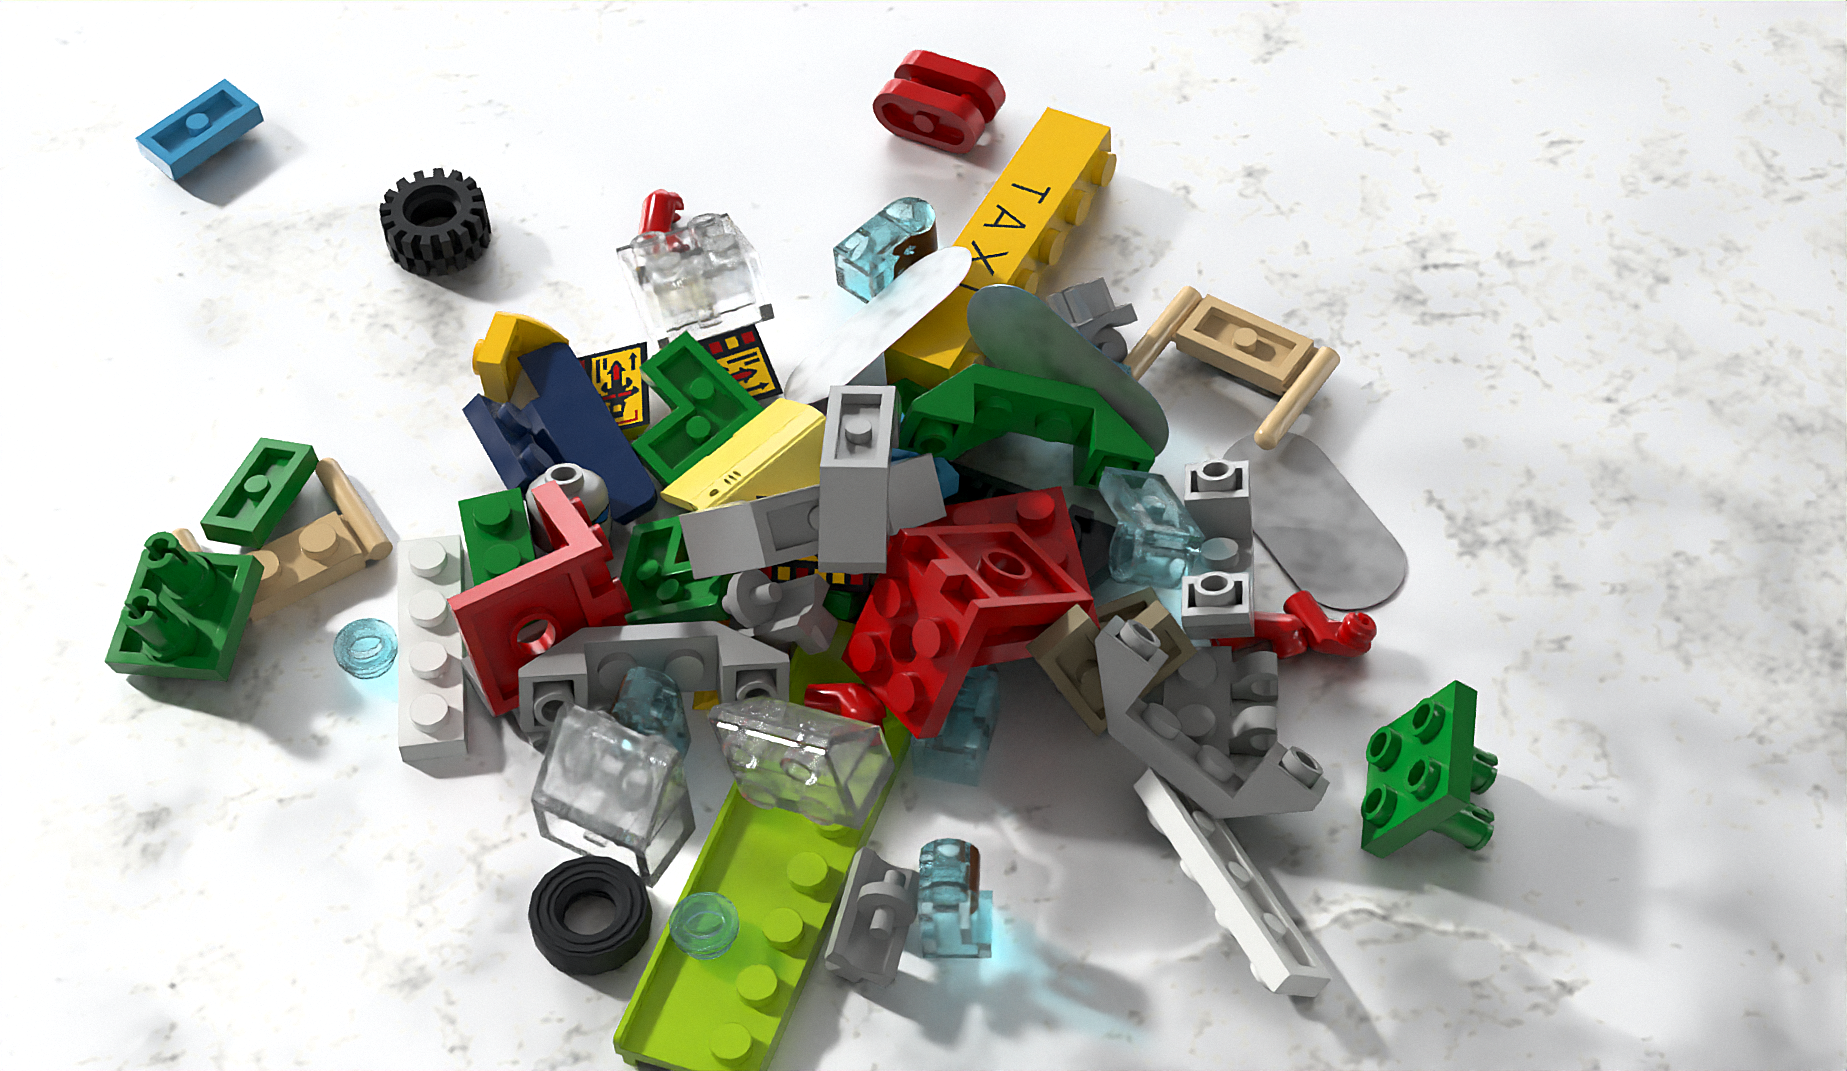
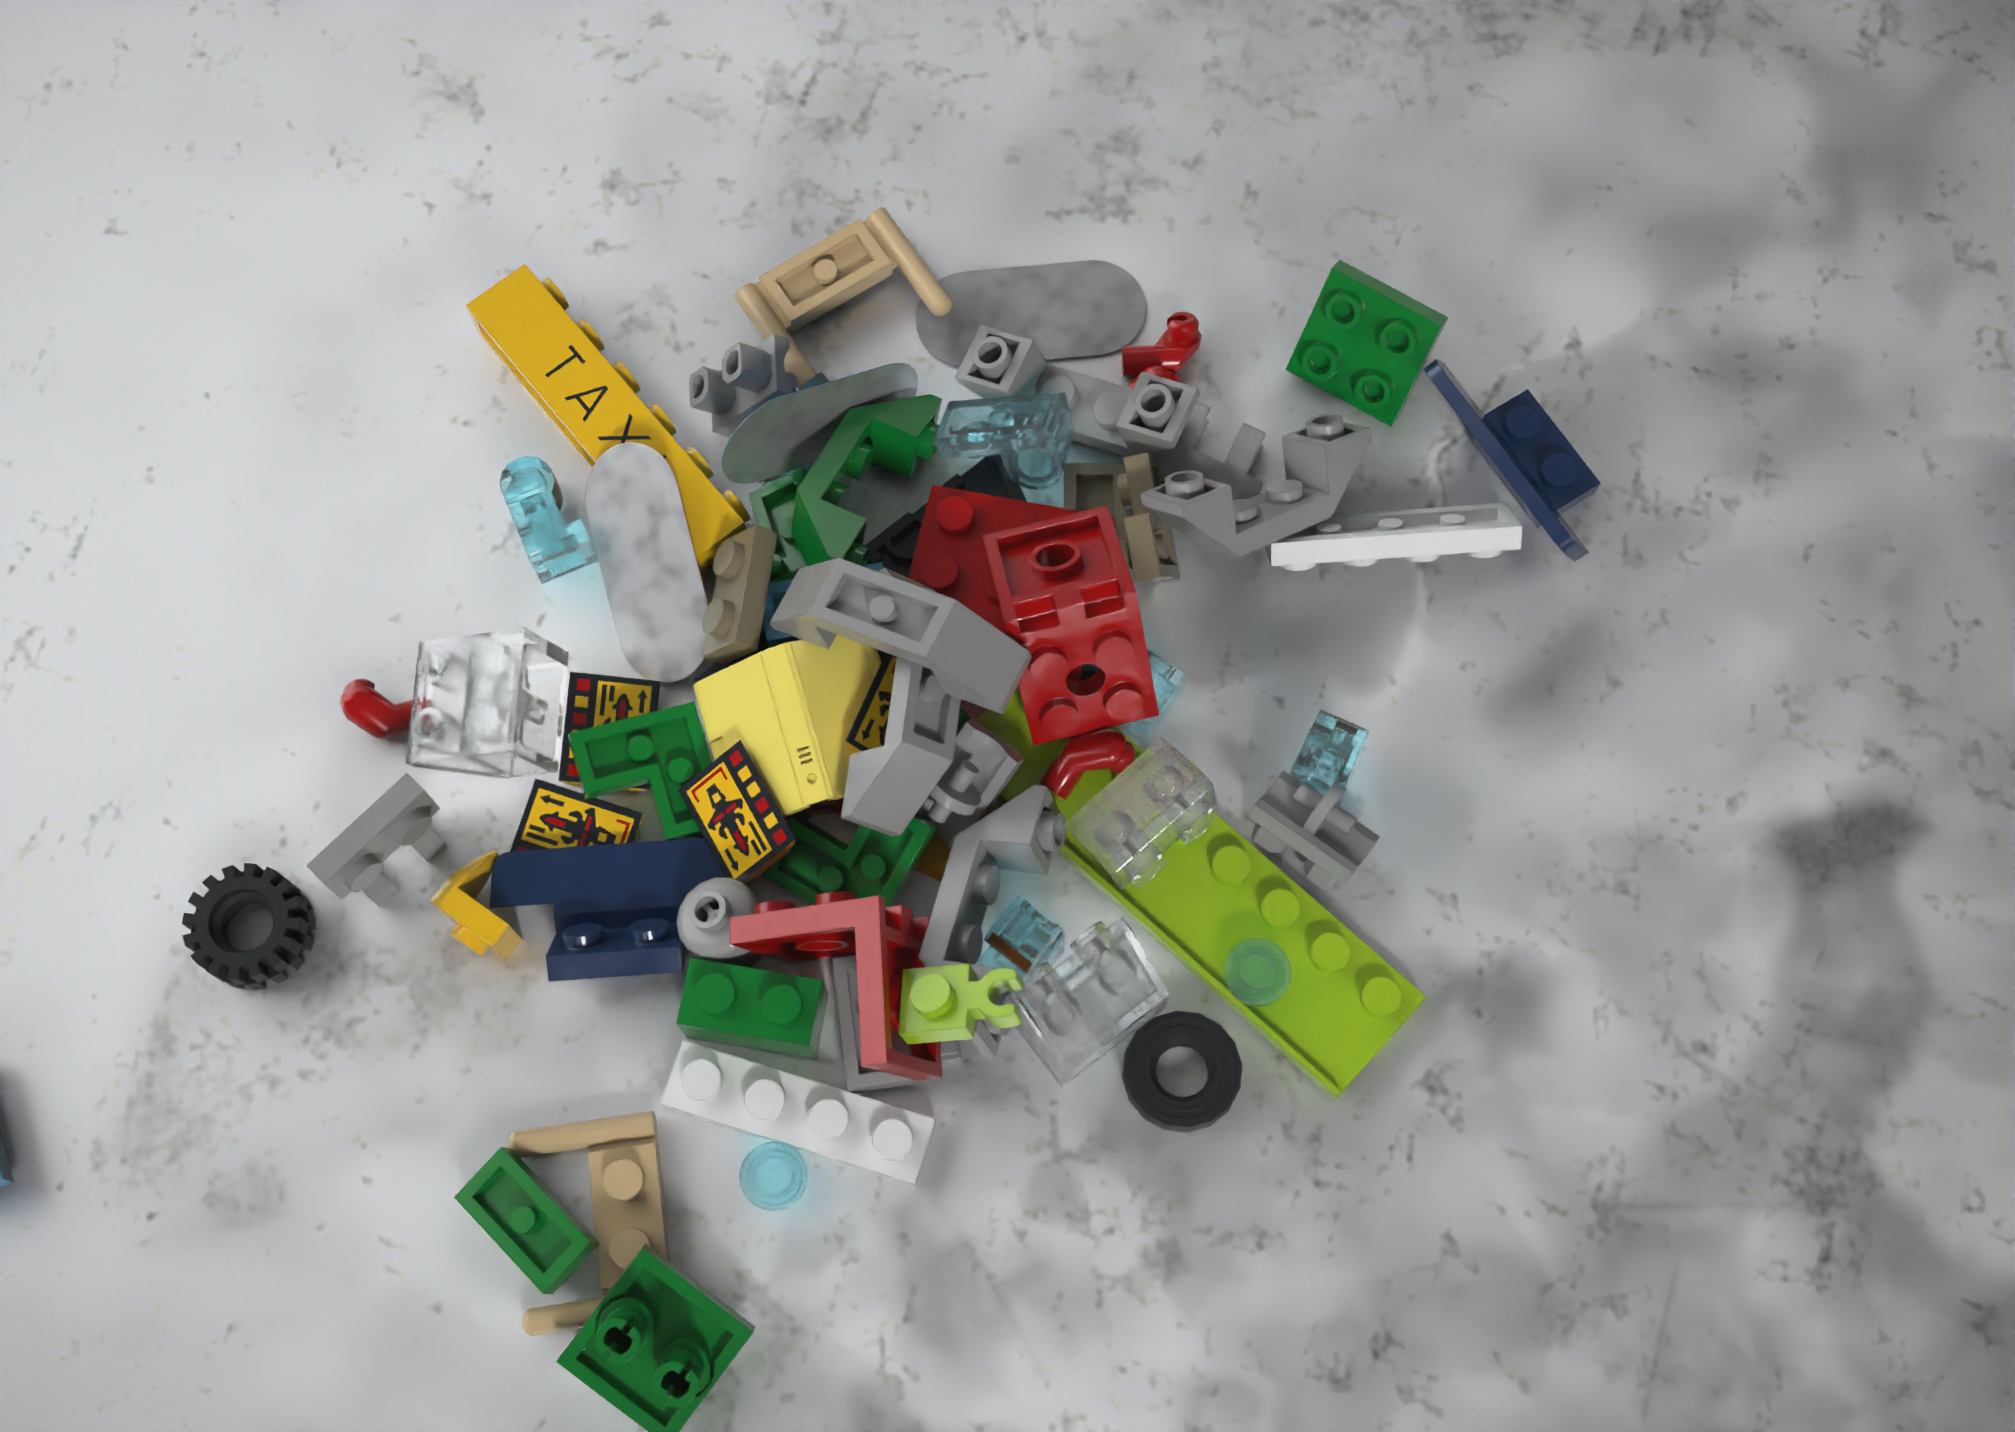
camera: 70 degrees left, 20 degrees up
(529, 246) = (357, 854): none -> light grey plate
(537, 646) = (947, 1000): none -> lime plate
(667, 475) = (737, 815): none -> piece
(894, 371) = (739, 594): none -> dark tan plate
(939, 101) = (378, 397): red brick -> none
(1370, 961) = (1526, 456): none -> dark blue plate

